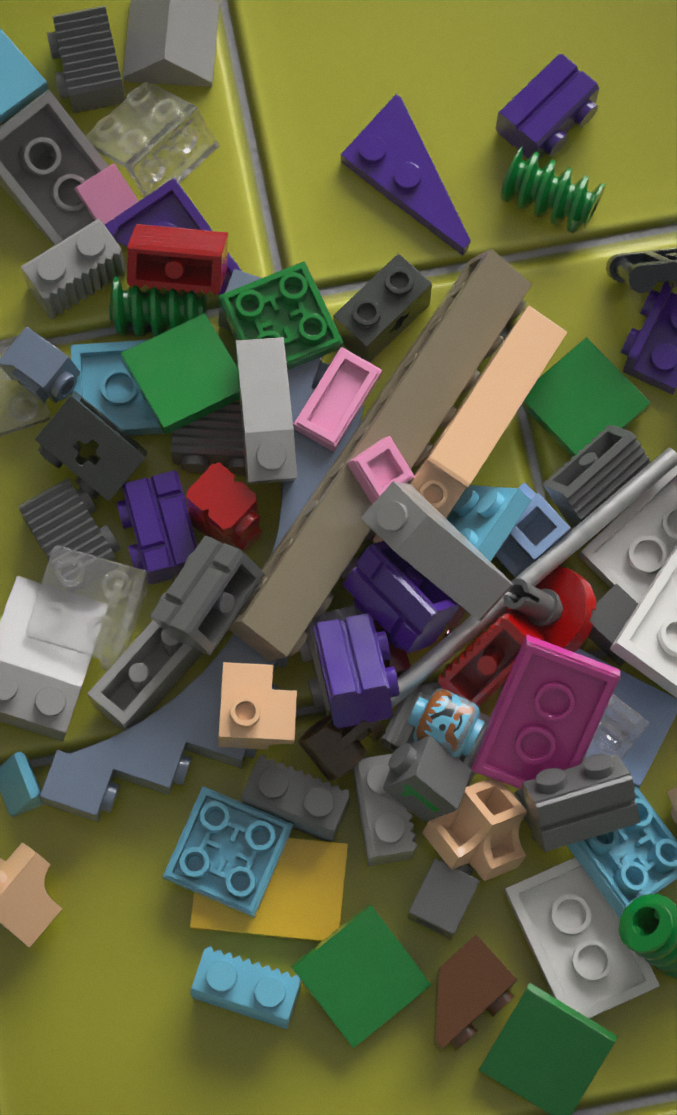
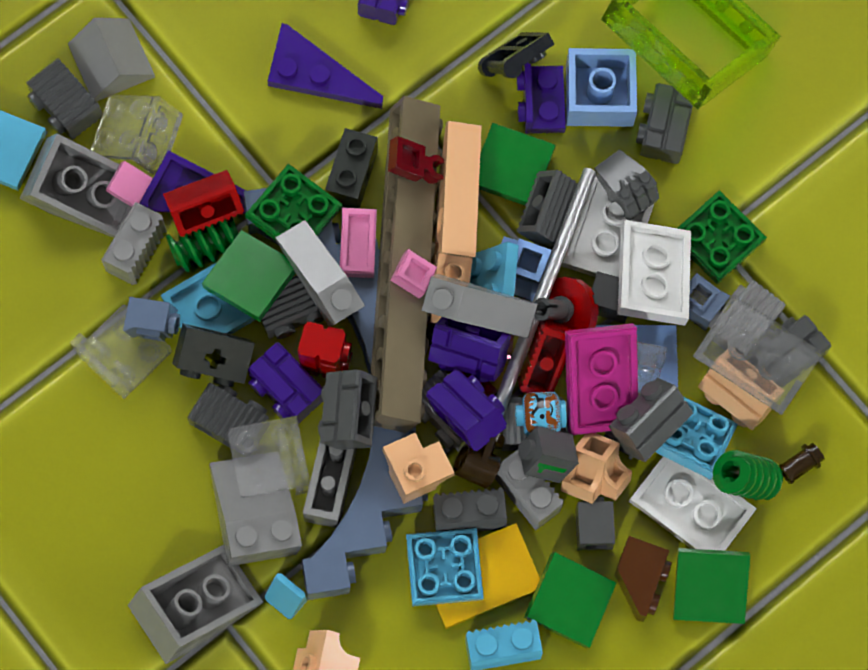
camera: 30 degrees left, 0 degrees up
(451, 330) = (410, 162): none -> dark red plate
(550, 191) = (419, 38): green piece -> none

